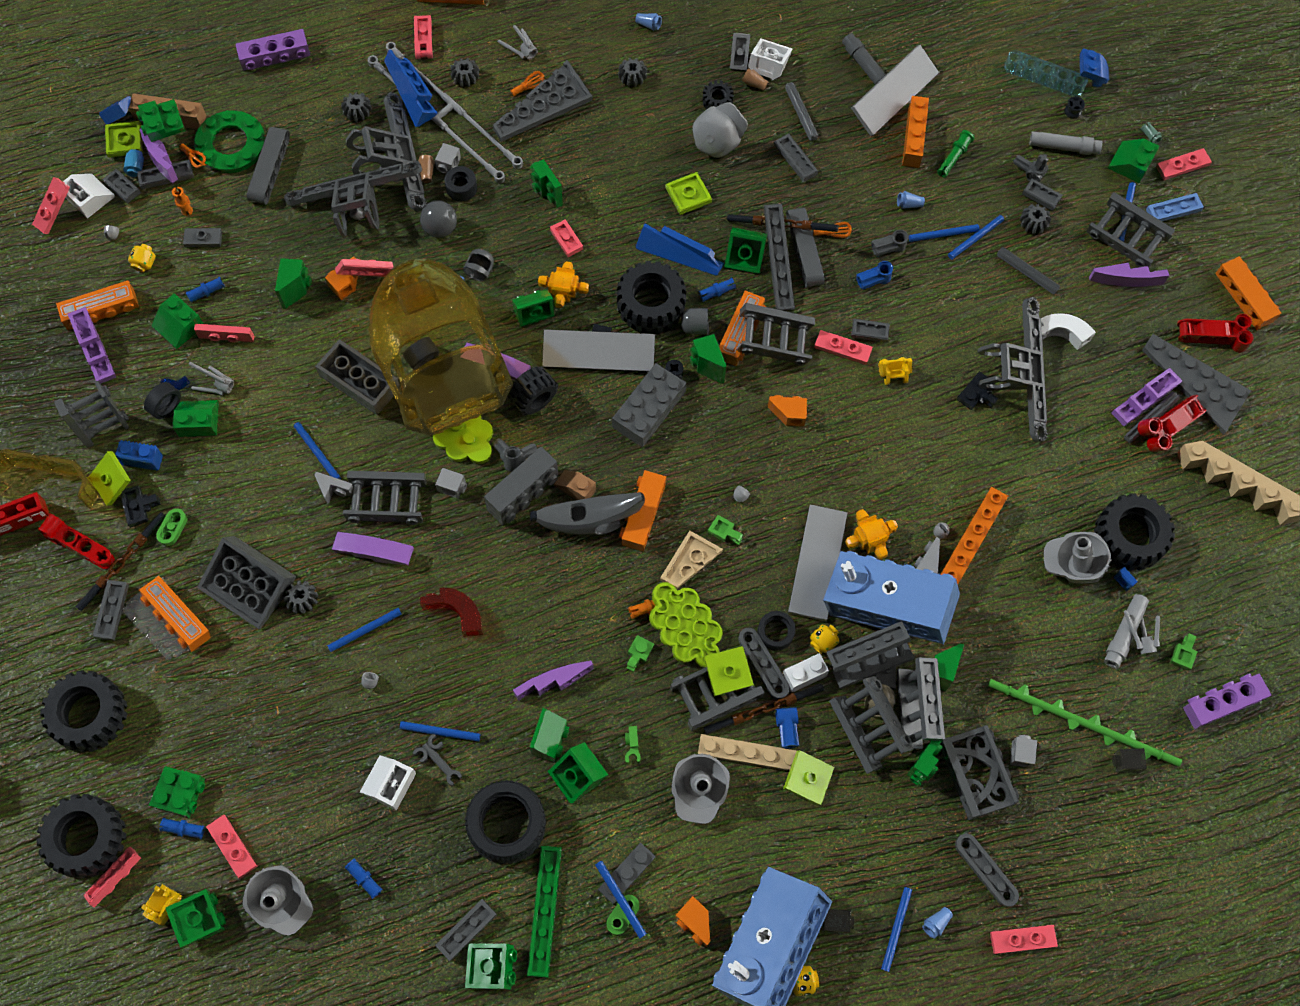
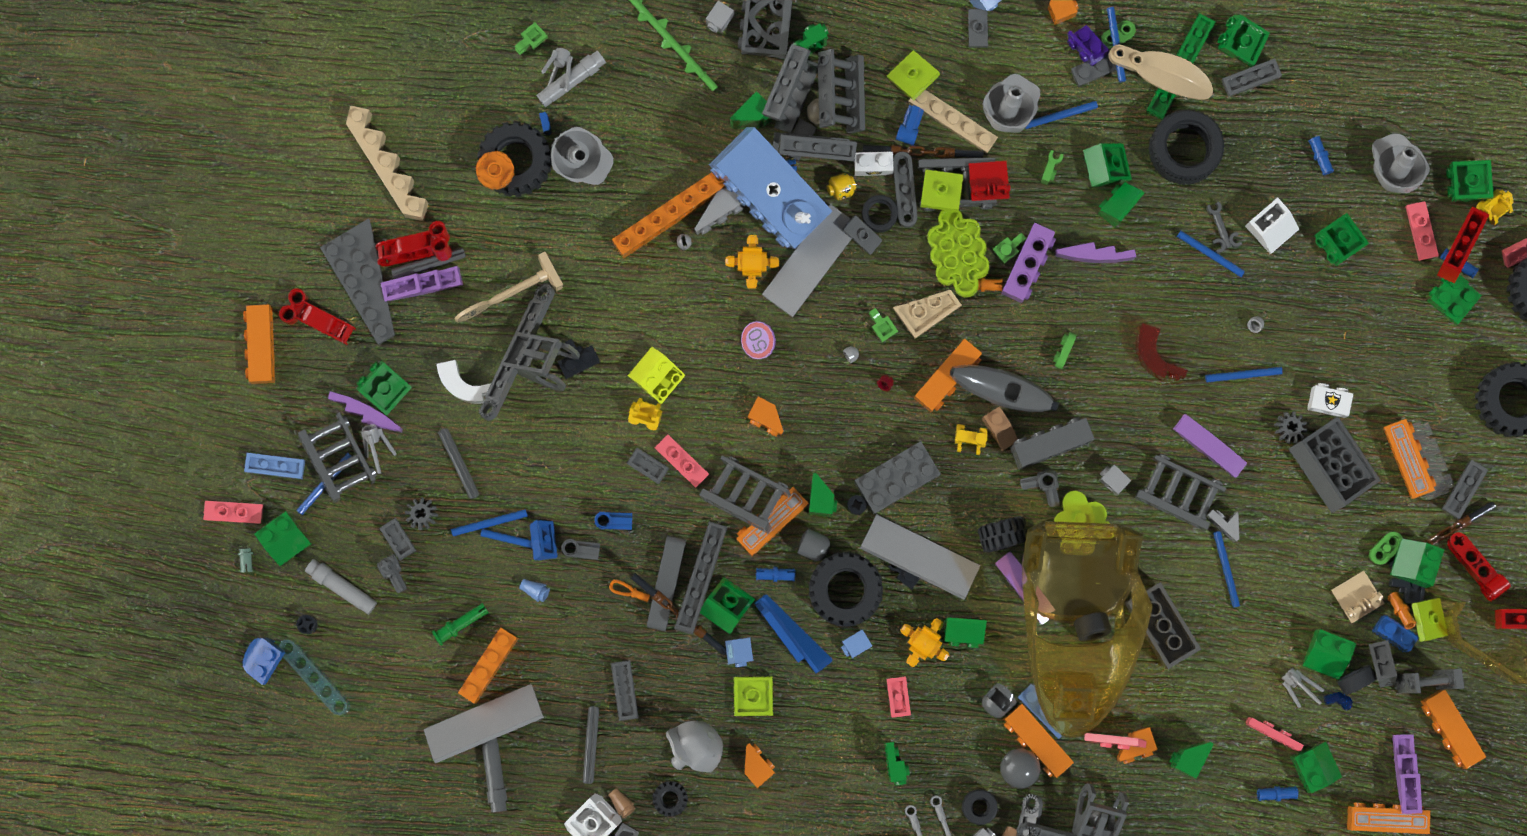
camera: 155 degrees left, 15 degrees up
(48, 390) = (1453, 729): none -> orange brick
(136, 519) = (1417, 562): none -> green slope
(139, 475) = (1401, 610): none -> orange pin
(141, 422) = (1383, 664): none -> dark grey hinge
(182, 841) = (1463, 245): none -> red brick
(185, 476) = (1358, 596): none -> tan hinge
(270, 637) = (1330, 401): none -> white brick
(312, 798) = (1341, 239): none -> green plate
(426, 246) = (1038, 740): none -> orange brick
(545, 570) = (1061, 357): none -> bright green plate
(557, 890) = (1165, 72): none -> tan plant
(605, 461) = (970, 437): none -> yellow piece
(619, 613) = (1037, 234): none -> medium lavender brick
(620, 262) = (856, 644): none -> medium blue brick
(643, 807) = (1062, 114): none -> blue bar
(649, 886) = (1088, 45): none -> dark purple bracket
(659, 143) = (756, 767): none -> orange slope
(687, 700) = (989, 181): none -> red hinge
(697, 482) = (885, 382): none -> dark red hinge
(717, 218) = (739, 652): none -> medium blue brick
(766, 854) = (977, 28): none -> dark grey plate
(784, 602) = (862, 234): none -> dark grey plate
(830, 469) = (758, 340): none -> piece
(903, 404) = (656, 375): none -> neon yellow slope
(924, 239) = (543, 540): none -> blue slope
(1045, 450) = (547, 273): none -> tan piece
(1112, 254) = (370, 436): none -> light grey plant
(1127, 300) = (383, 387): none -> green plate
(1148, 505) = (495, 170): none -> orange tile

